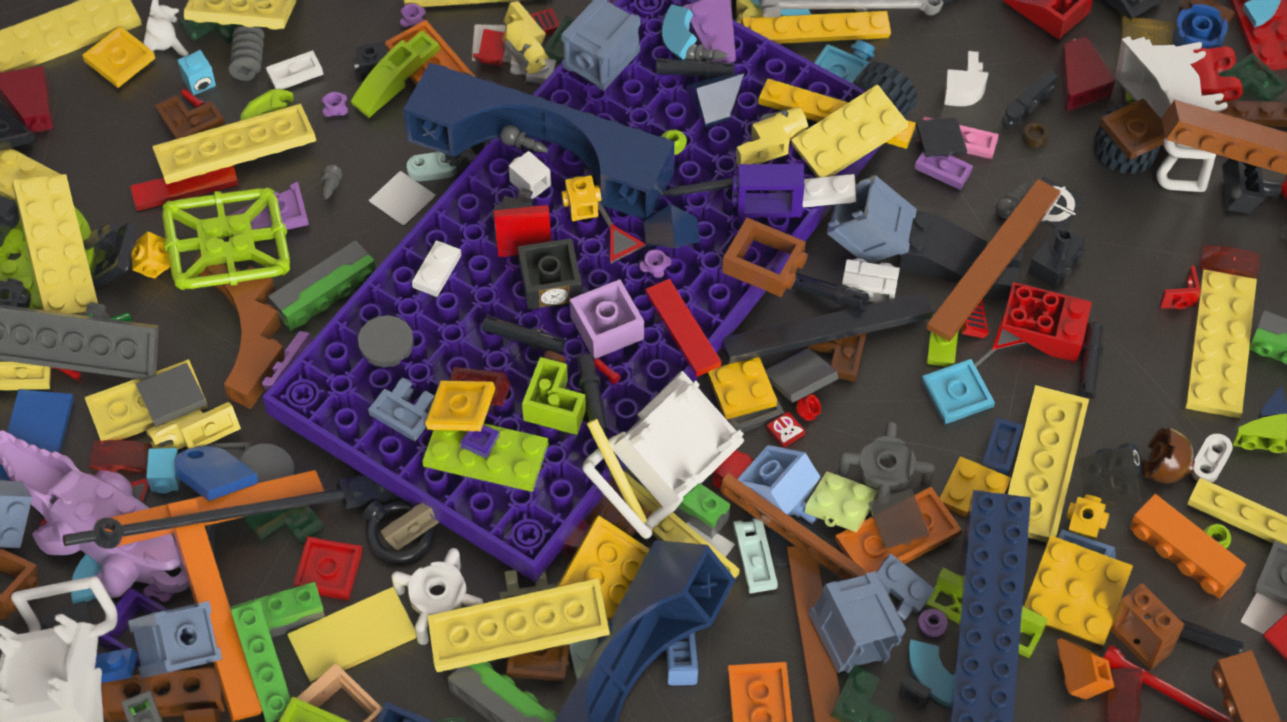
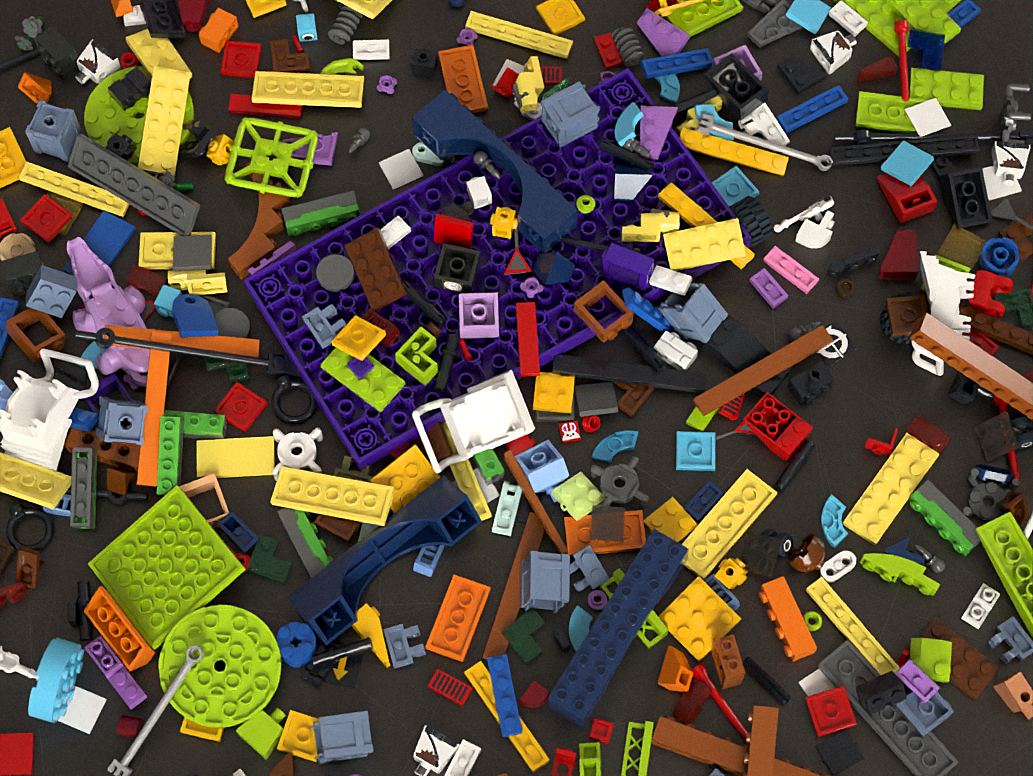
camera: 25 degrees right, 10 degrees up
(77, 116) = (218, 30): none -> orange brick
(124, 141) = (241, 59): none -> red tile
(392, 70) = (430, 77): lime slope -> none
(409, 526) = (299, 401): dark tan plate -> none
(440, 315) = (376, 269): none -> reddish brown plate
(615, 469) = (436, 421): light yellow bar -> none
(814, 237) = (646, 310): none -> blue plate
(851, 423) = (615, 444): none -> dark azure tile
(862, 50) = (757, 180): dark azure plate -> none
(941, 137) = (777, 266): black piece -> none
(948, 60) = (806, 213): none -> white piece
(1171, 408) = (831, 521): none -> medium azure tile

